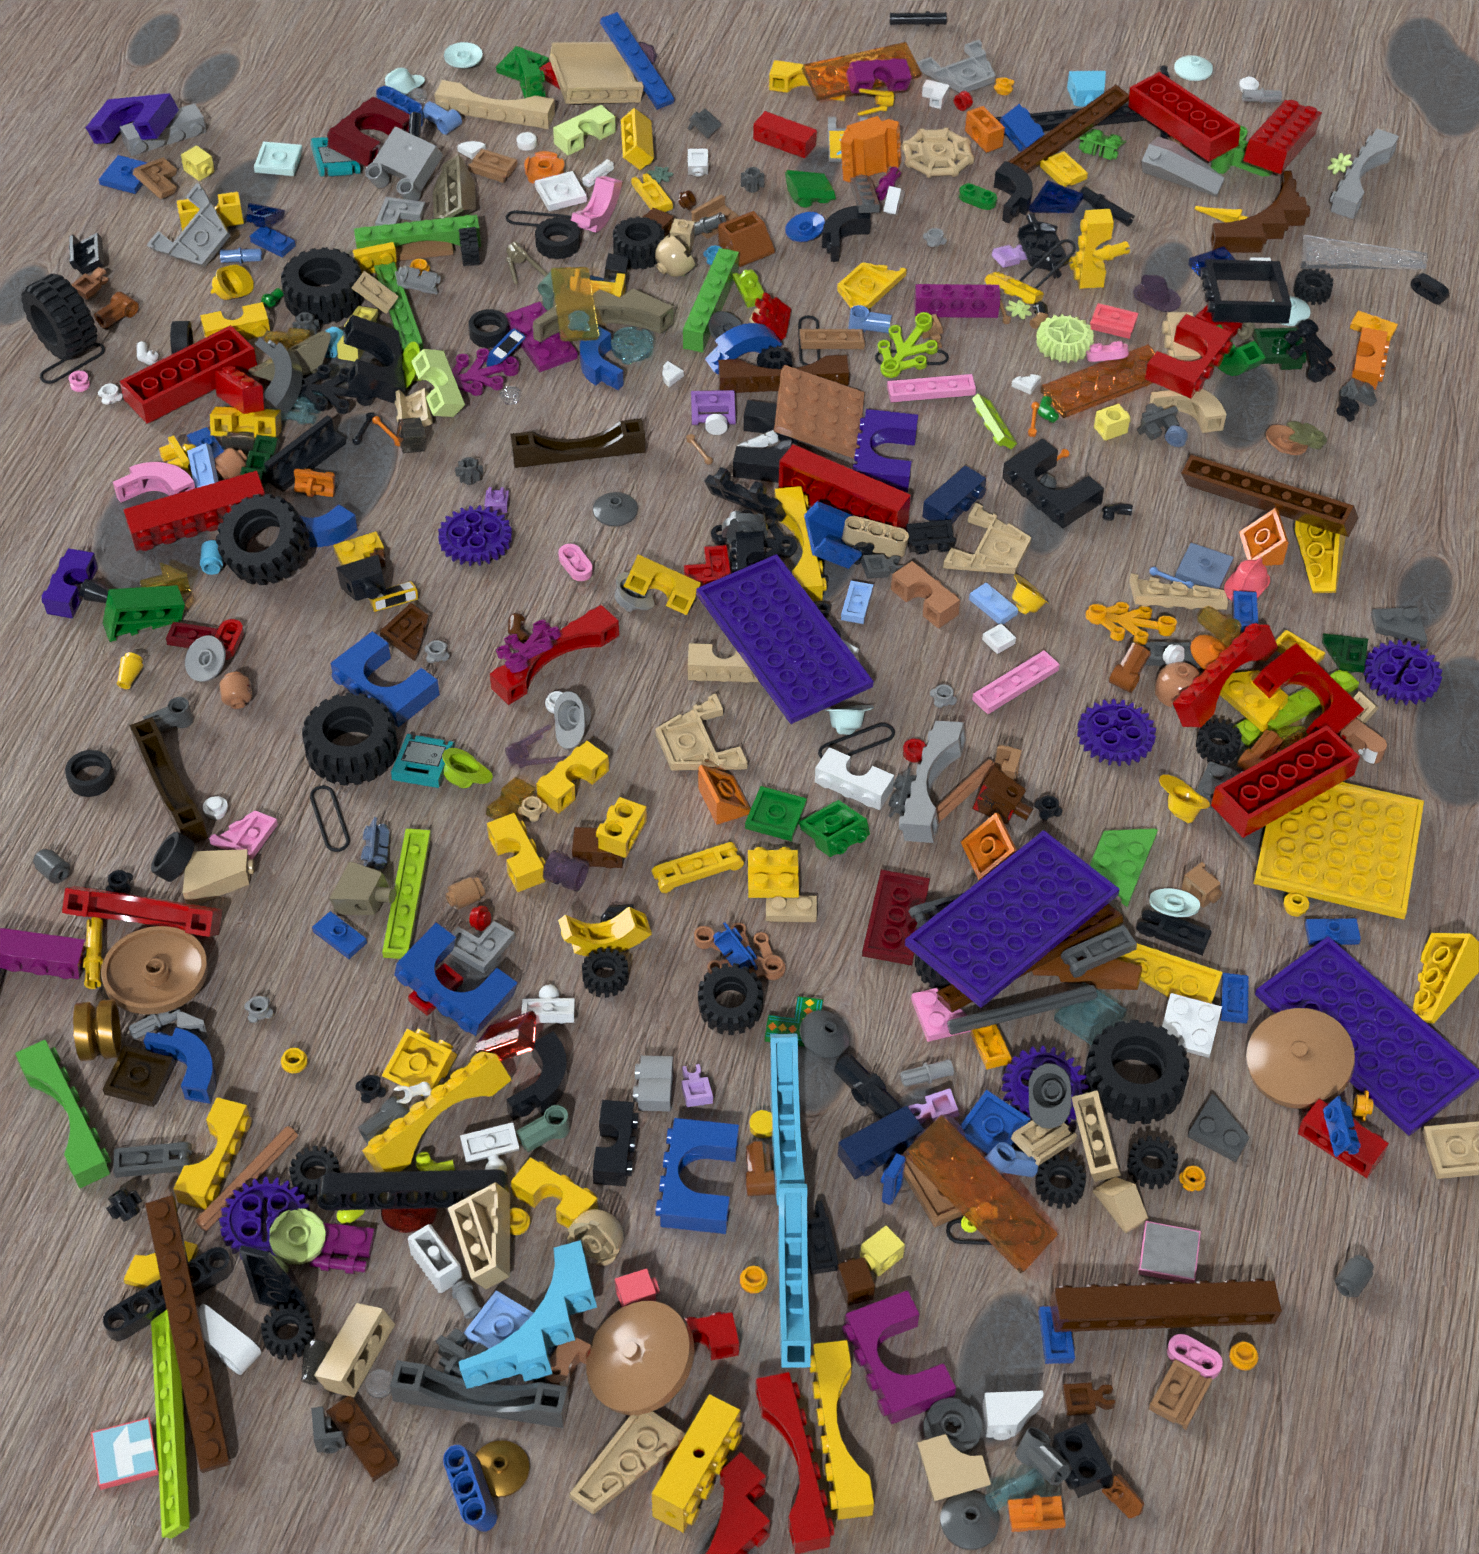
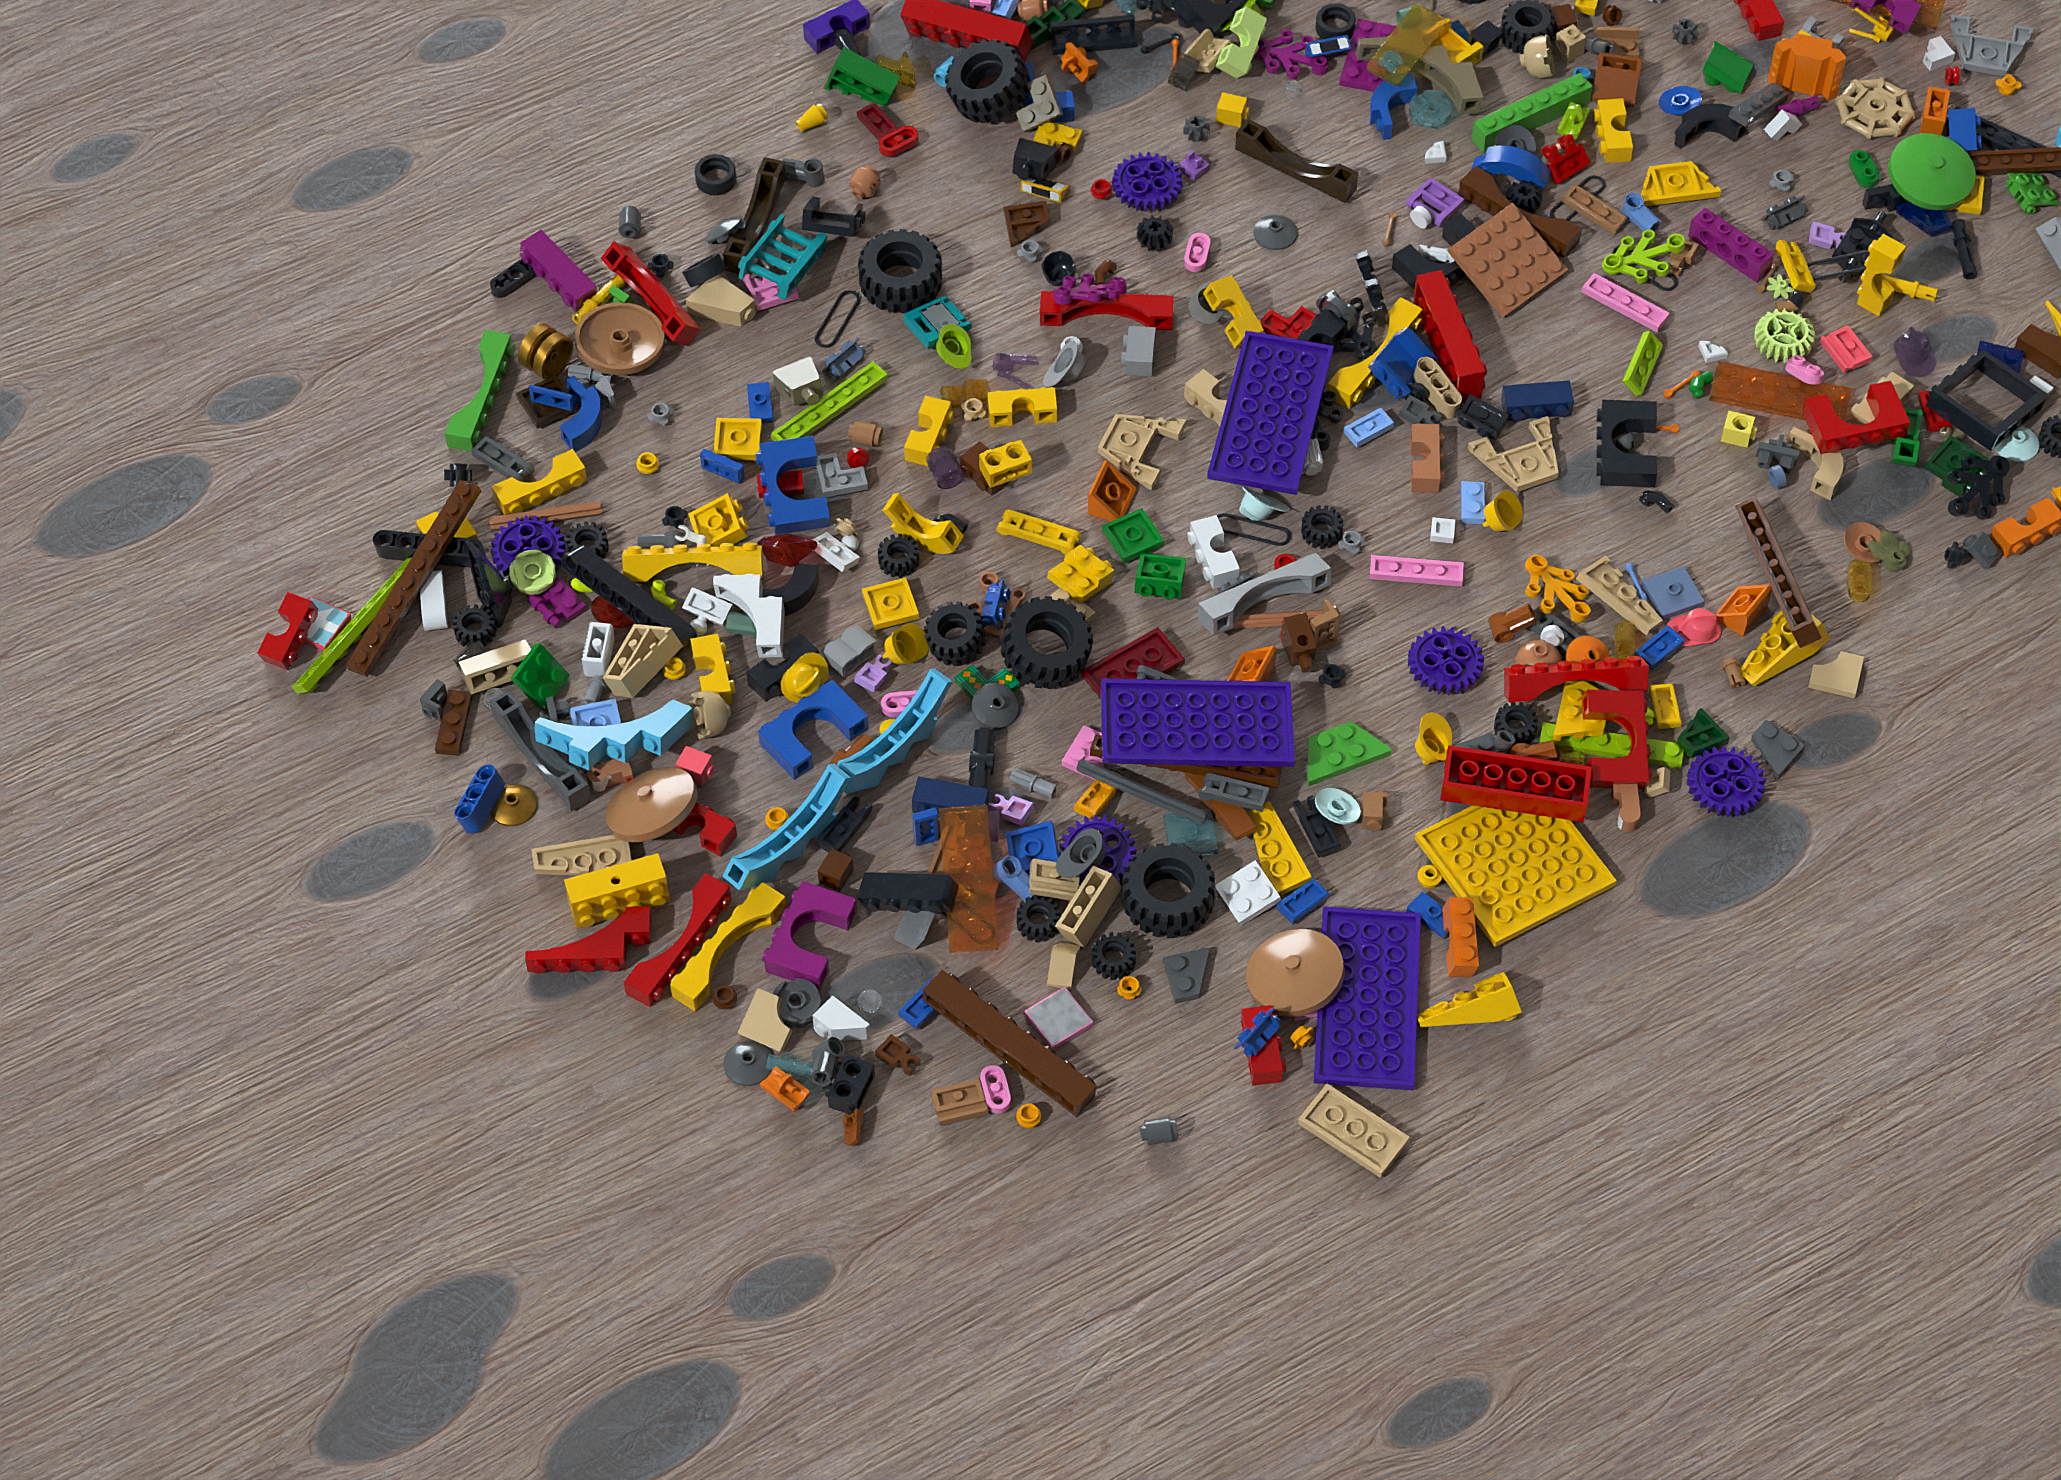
camera: 45 degrees right, 5 degrees up
(113, 934) = (620, 296): none -> bright green plate
(118, 1508) = (283, 649): none -> red arch
(148, 1066) = (552, 398): none -> blue slope
(151, 811) = (721, 229): none -> dark grey dish
(205, 658) = (867, 144): light grey dish -> none
(244, 740) = (831, 222): none -> black panel
(254, 785) = (795, 271): none -> teal fence
(331, 529) = (1044, 107): none -> dark tan plate
(355, 979) = (737, 438): none -> yellow plate
(364, 658) = (961, 267): blue arch -> none
(367, 1012) = (722, 466): none -> blue plate
(407, 1326) = (540, 676): none -> green plate
(442, 565) = (1101, 189): none -> red plate
(480, 647) = (1057, 266): none -> black hair
(481, 439) = (1232, 110): none -> yellow brick
(526, 570) = (1154, 233): none -> black gear
(535, 982) = (846, 527): none -> tan plate
(560, 1106) = (765, 613): none -> white arch
(619, 666) = (1139, 352): none -> light grey brick
(643, 1017) = (890, 603): none -> yellow plate
(647, 1137) = (804, 677): none -> yellow piece
(698, 1042) = (906, 645): none -> yellow piece
(748, 1093) = (896, 699): none -> bright pink plate
(793, 285) = (1614, 144): none -> yellow arch
(812, 972) = (1053, 617): none -> black tyre
(882, 428) = (1539, 305): dark purple arch -> none
(882, 1251) = (871, 861): light yellow brick -> none
(887, 1478) = (724, 997): none -> reddish brown plate
(912, 690) = (1322, 537): none -> black tyre
(946, 1247) = (907, 892): none -> black brick
(963, 259) = (1777, 215): none -> dark grey hinge
(973, 1267) = (913, 928): none -> light grey panel
(1009, 1372) = (869, 1001): none -> clear plate
(1033, 165) = (1931, 171): none -> bright green dish
(1231, 758) = (1504, 740): none -> dark grey hinge
(1311, 592) = (1733, 672): none -> medium nougat pin
(1312, 469) = (1859, 582): none -> clear yellow plate
(1377, 544) = (1839, 676): none -> tan tile
(1396, 938) = (1462, 951): none -> orange arch

